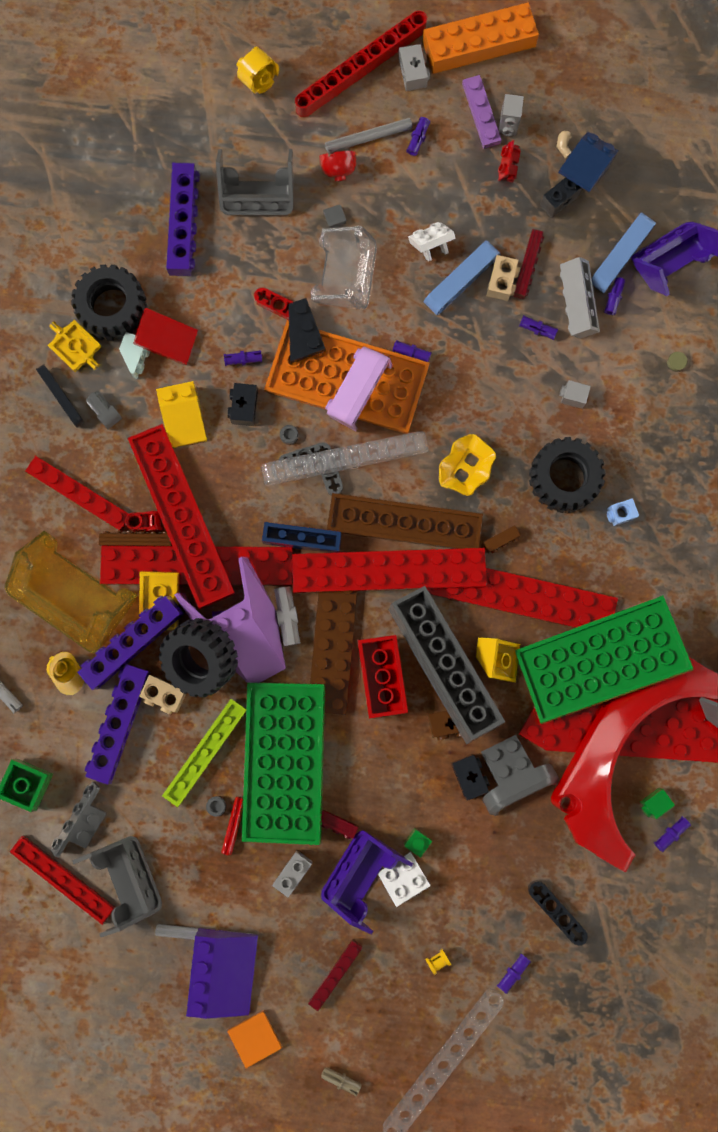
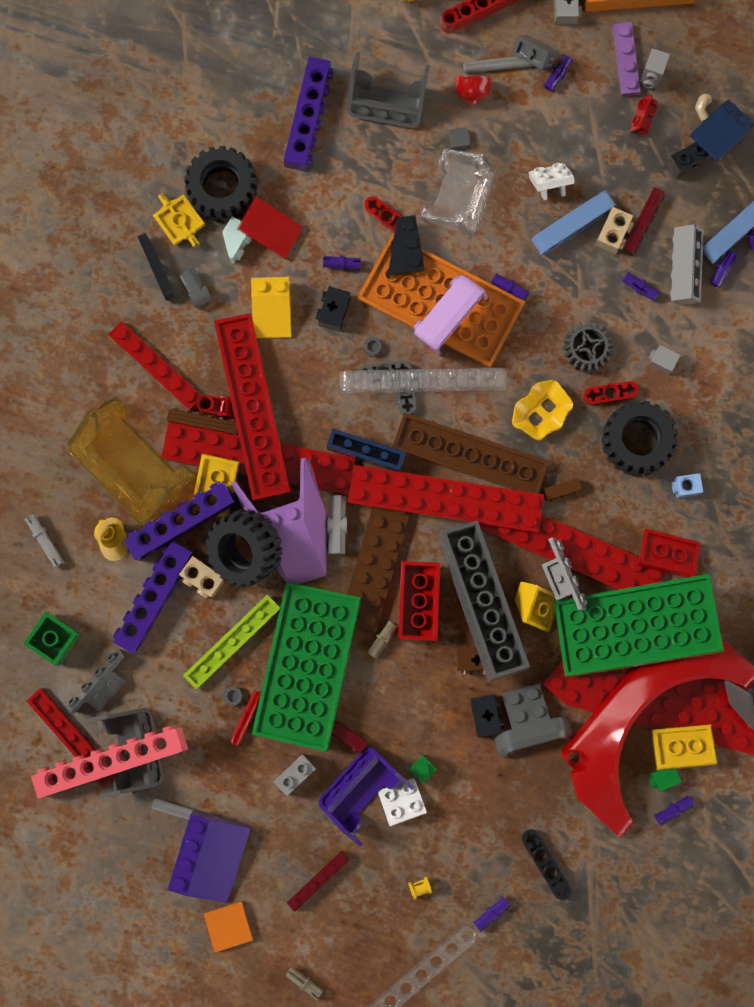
camera: 15 degrees right, 0 degrees up
(44, 933) = (44, 782): none -> coral brick
(353, 721) = (382, 639): none -> dark tan axle
(391, 119) = (534, 51): none -> dark grey hinge
(496, 389) = (585, 339): none -> dark grey gear
(517, 626) = (561, 578): none -> light grey bracket
(544, 436) = (625, 395): none -> red beam
(617, 582) = (669, 553): none -> red tile
(670, 770) = (684, 747): none -> yellow tile

